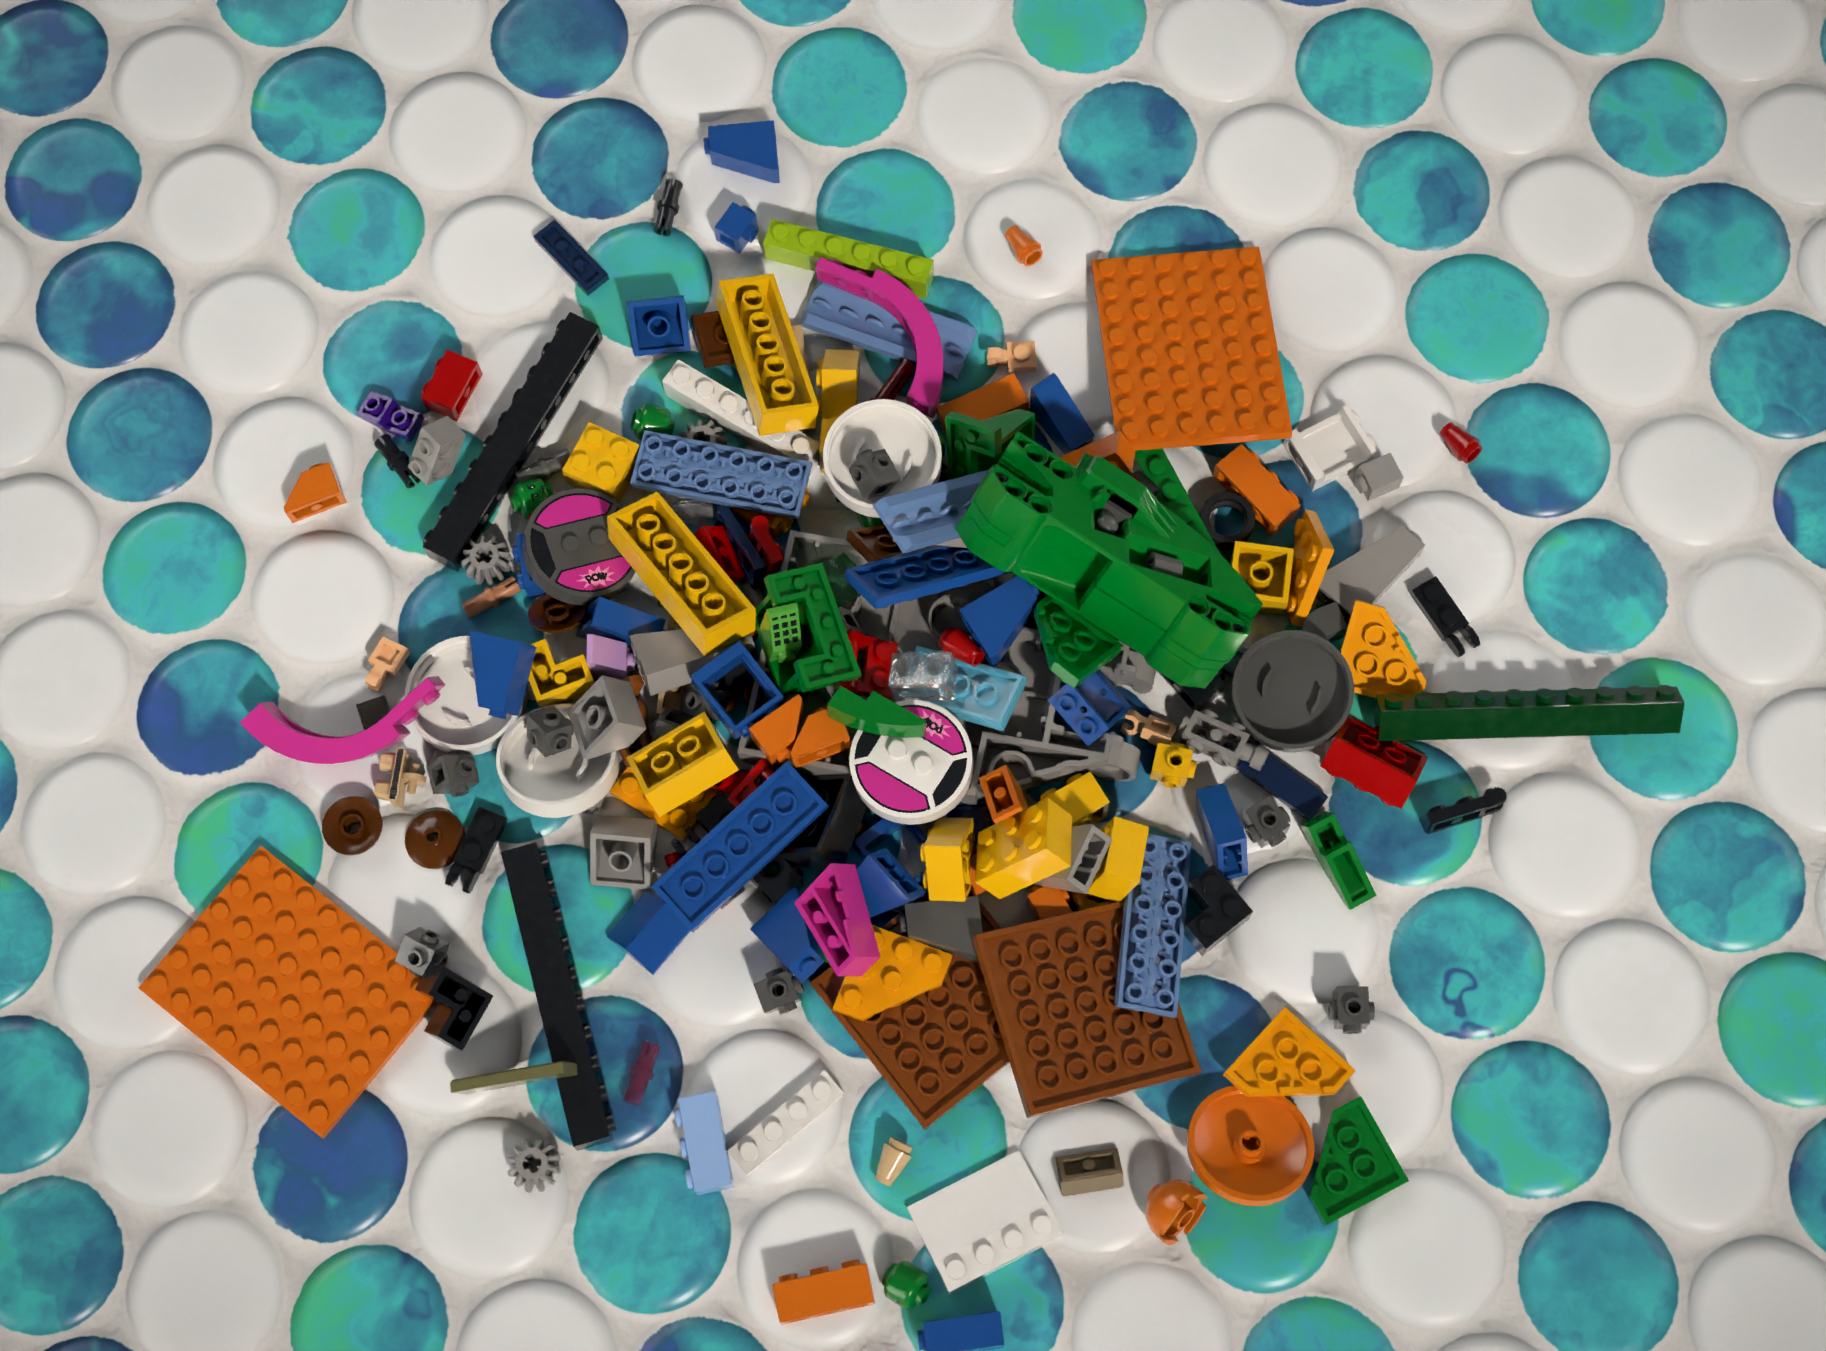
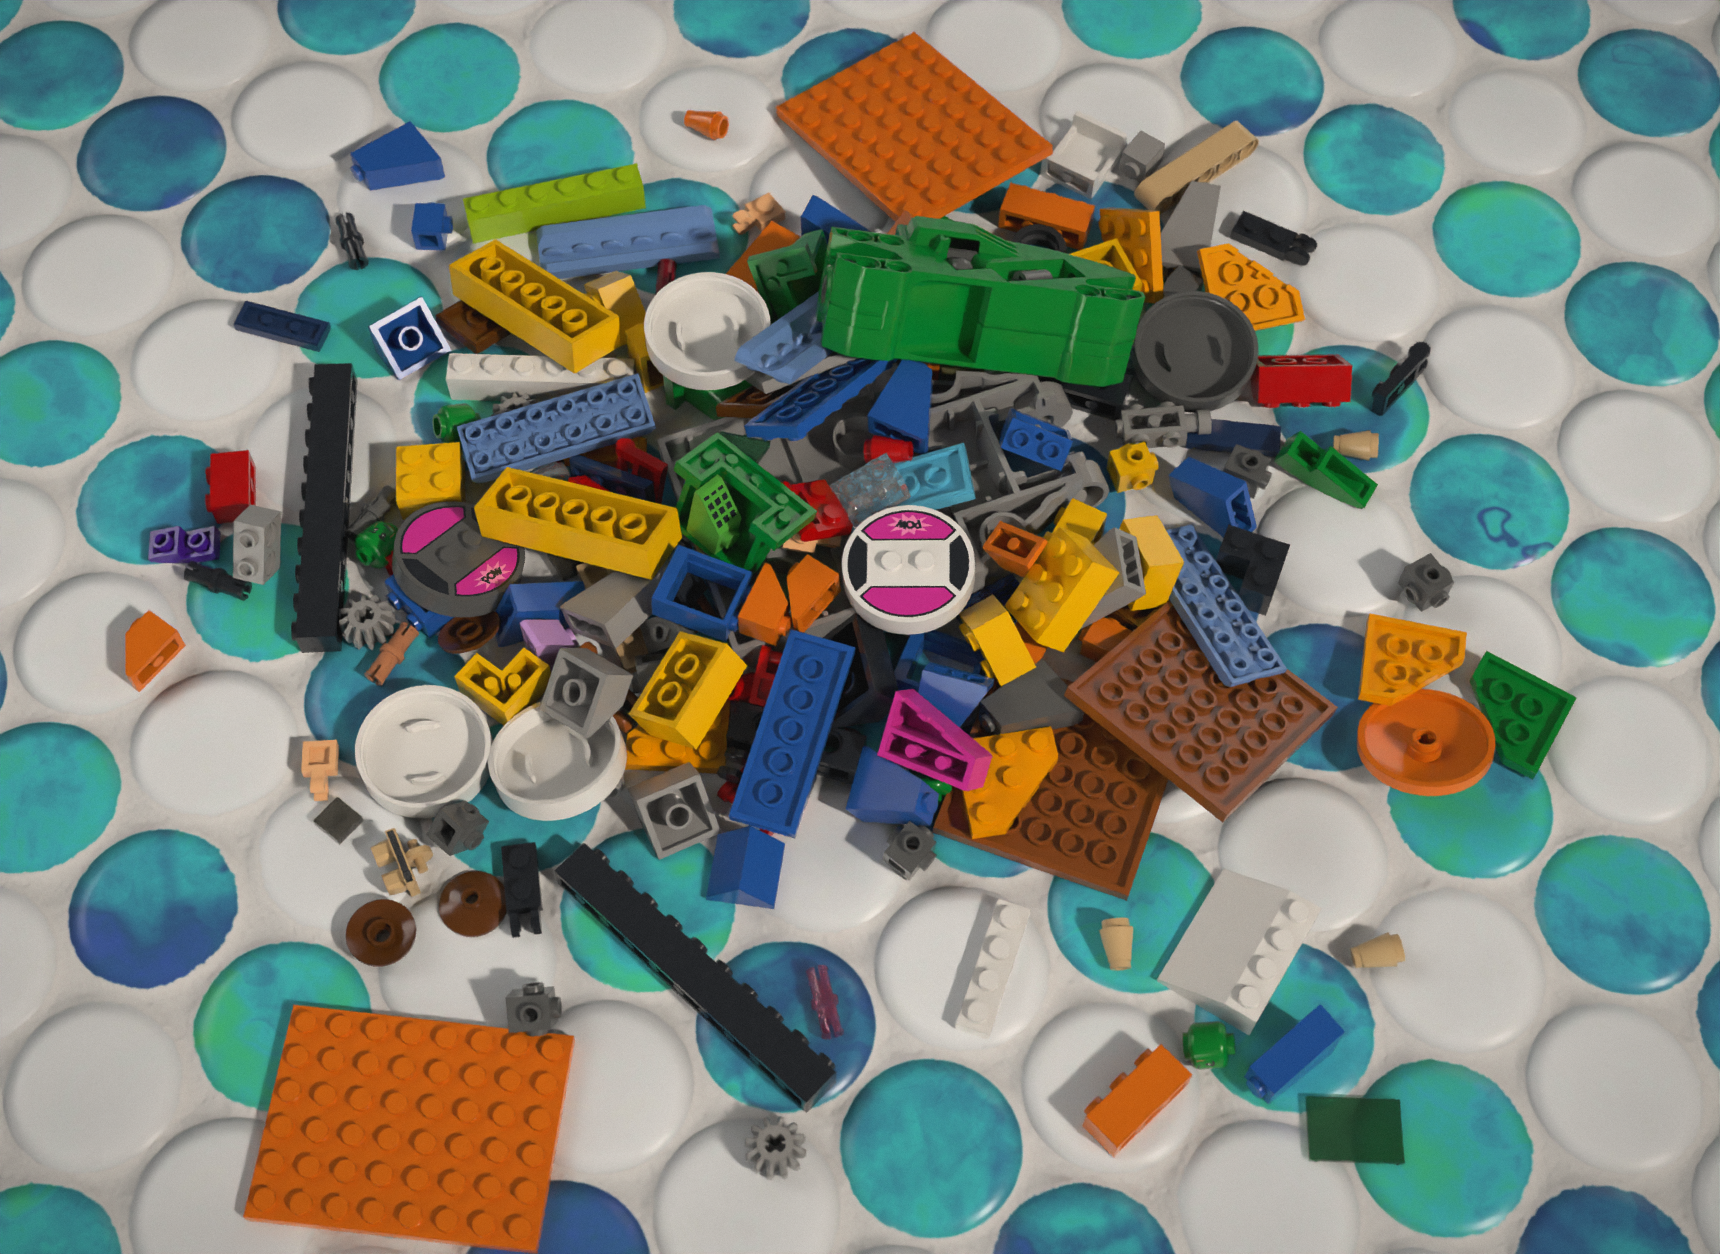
camera: 35 degrees left, 10 degrees down
(288, 738) = (280, 884): dark pink arch -> none
(459, 1005) = (601, 1033): black brick -> none
(500, 672) = (452, 702): blue slope -> none
(513, 1077) = (703, 1071): olive tile -> none
(549, 731) = (534, 732): dark grey brick -> none
(704, 1143) = (930, 1029): light blue brick -> none
(874, 473) = (711, 341): dark grey brick -> none
(875, 715) = (854, 538): green slope -> none
(910, 313) = (636, 214): dark pink arch -> none
(1072, 643) = (989, 389): green plate -> none
(1089, 1172) = (1300, 851): dark tan slope -> none
(1093, 1292) = (1378, 952): none -> tan cone
(1151, 728) = (1095, 449): light nougat plate -> none
(1173, 1208) = (1397, 835): orange cylinder -> none
(1382, 851) = (1358, 445): none -> tan cone
(1422, 512) = (1198, 164): none -> tan beam
(1462, 444) = (1190, 101): red cone -> none
(1528, 713) = (1395, 275): dark green brick -> none

